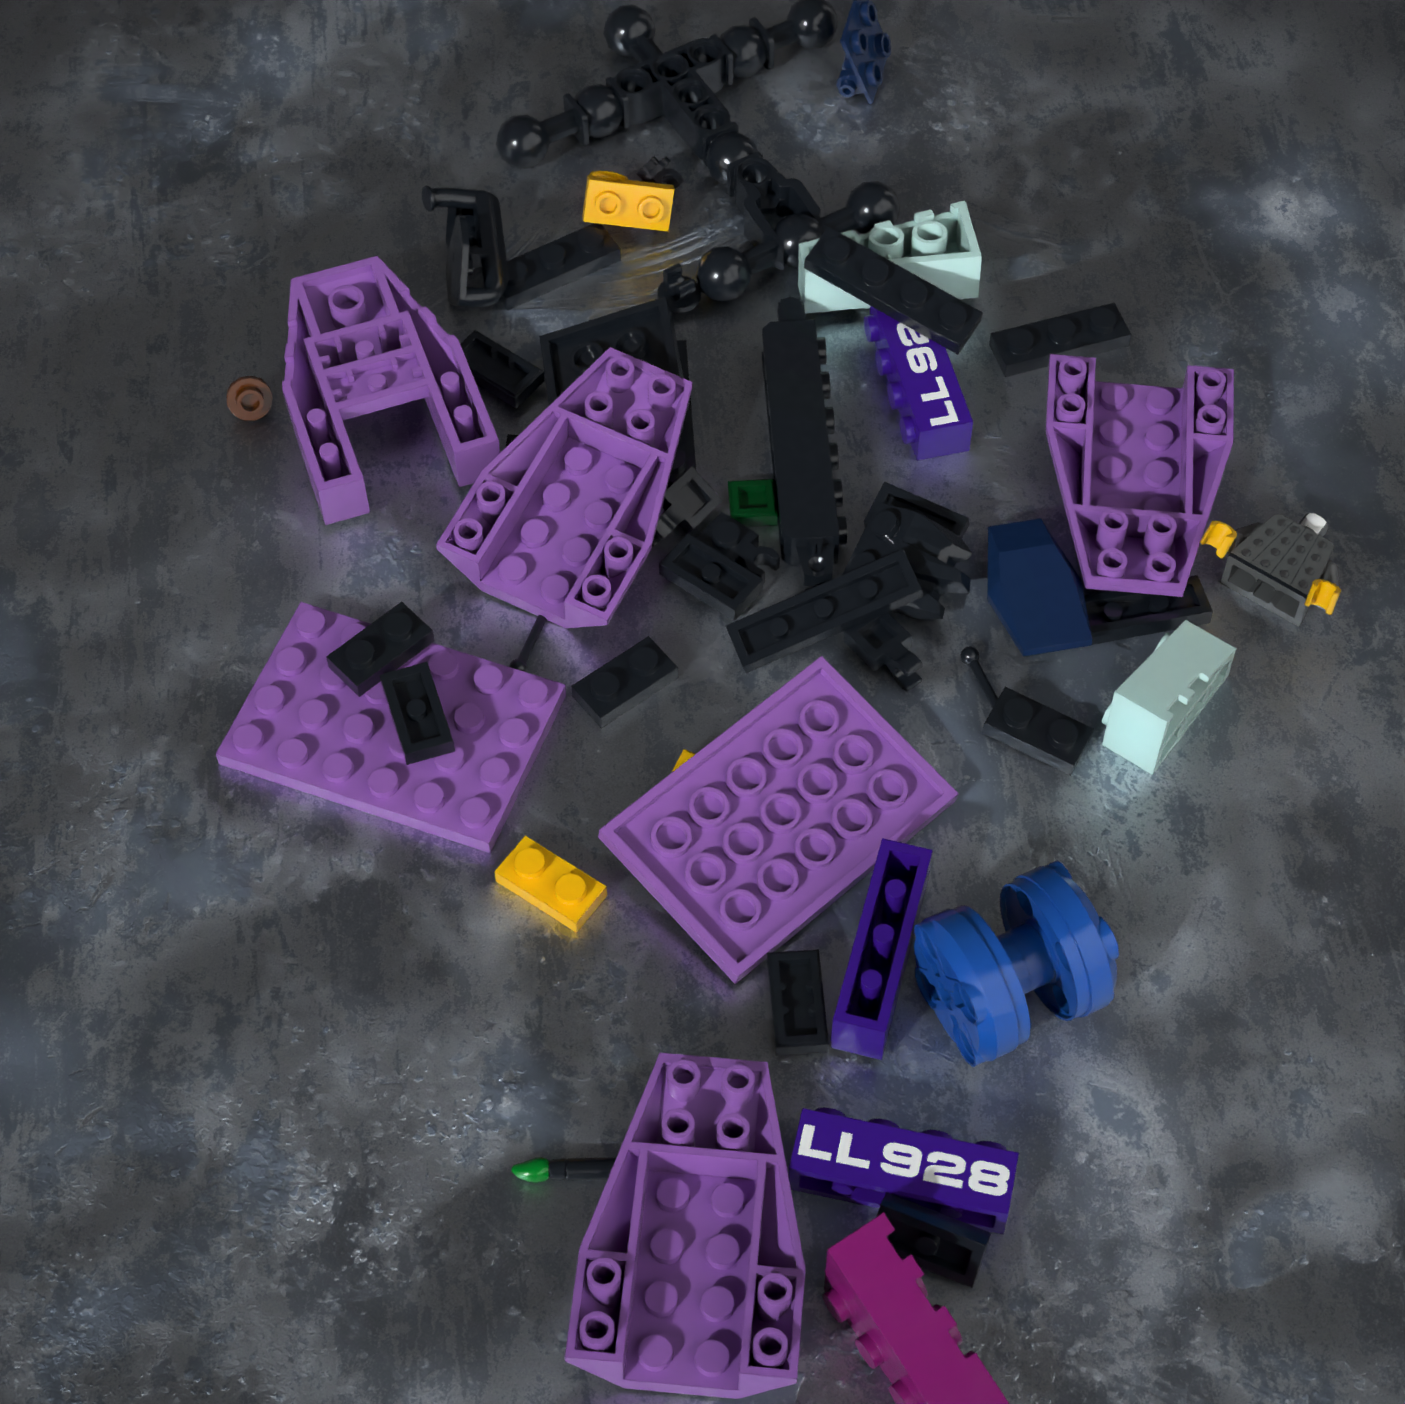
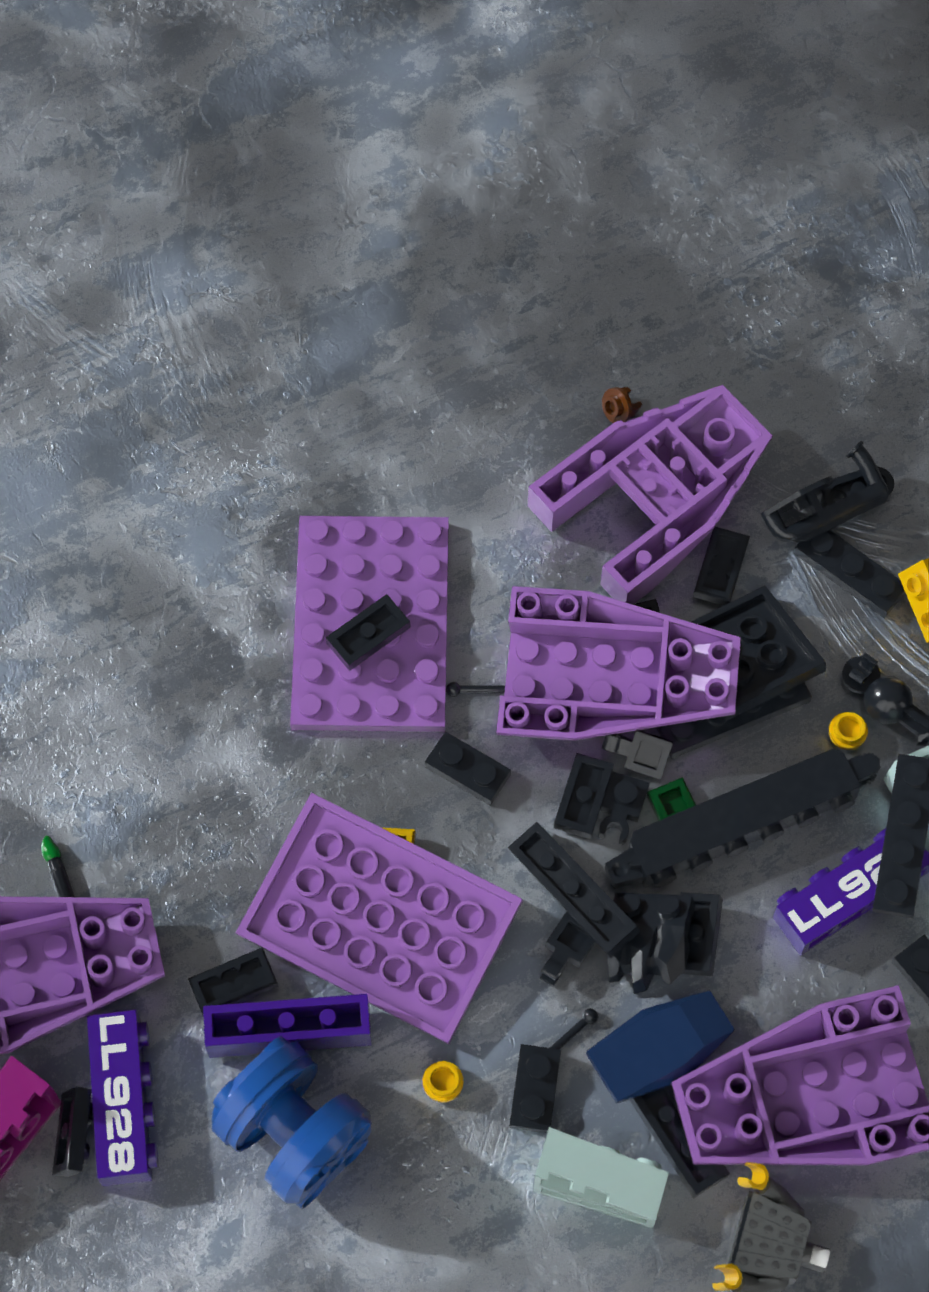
camera: 70 degrees right, 10 degrees up
(380, 648) = (418, 586): black plate -> none
(551, 884) = (276, 779): yellow plate -> none
(737, 323) = (848, 730): none -> yellow plate
(998, 818) = (443, 1081): none -> yellow plate

